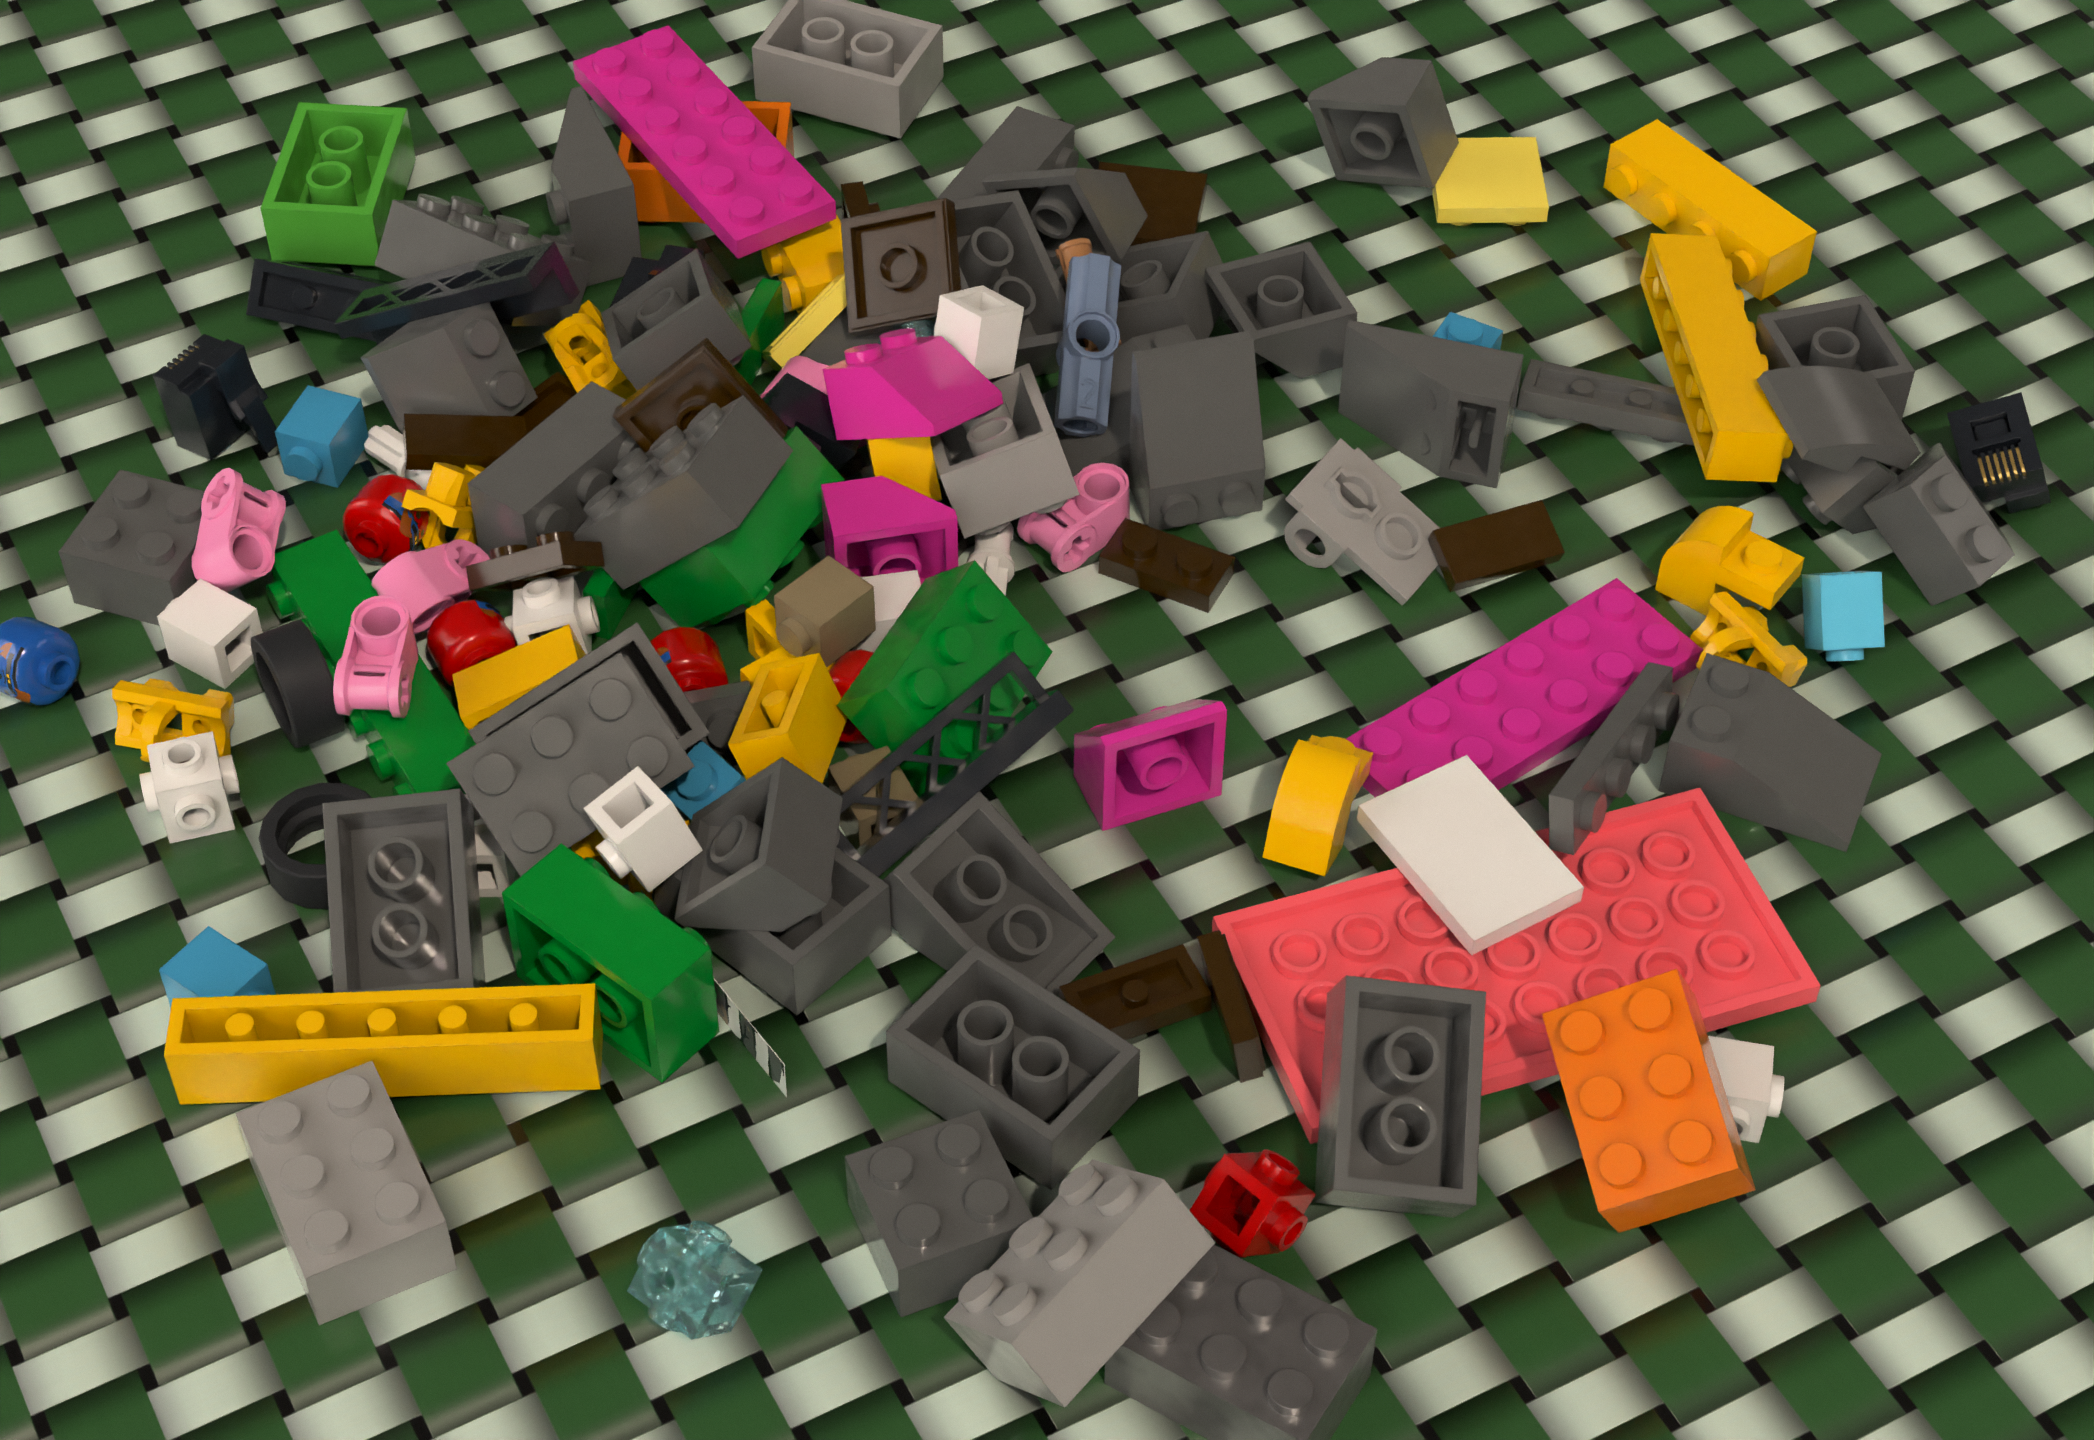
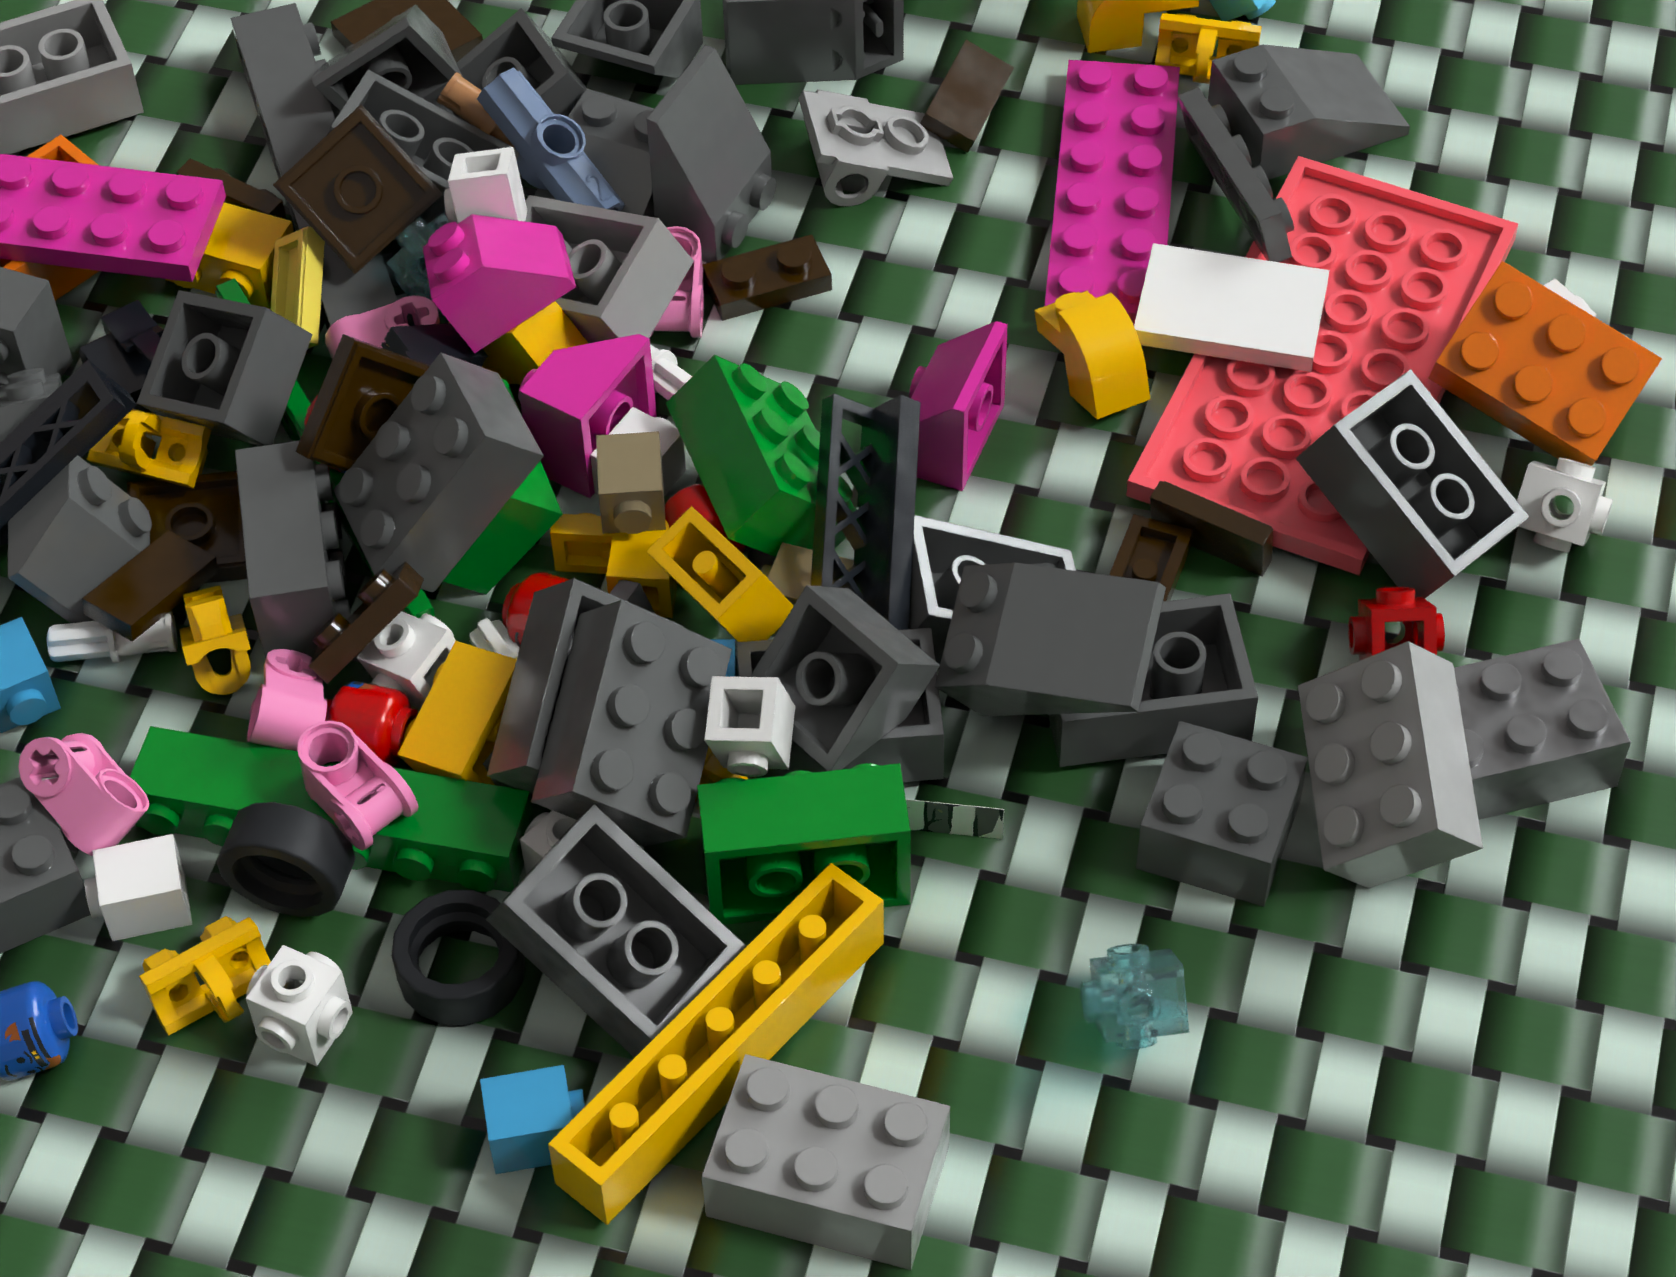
camera: 45 degrees left, 5 degrees up
(379, 520) = (160, 688): red head -> none
(930, 952) = (1049, 640): none -> dark grey slope
(1534, 1223) = (1572, 480): none -> white brick

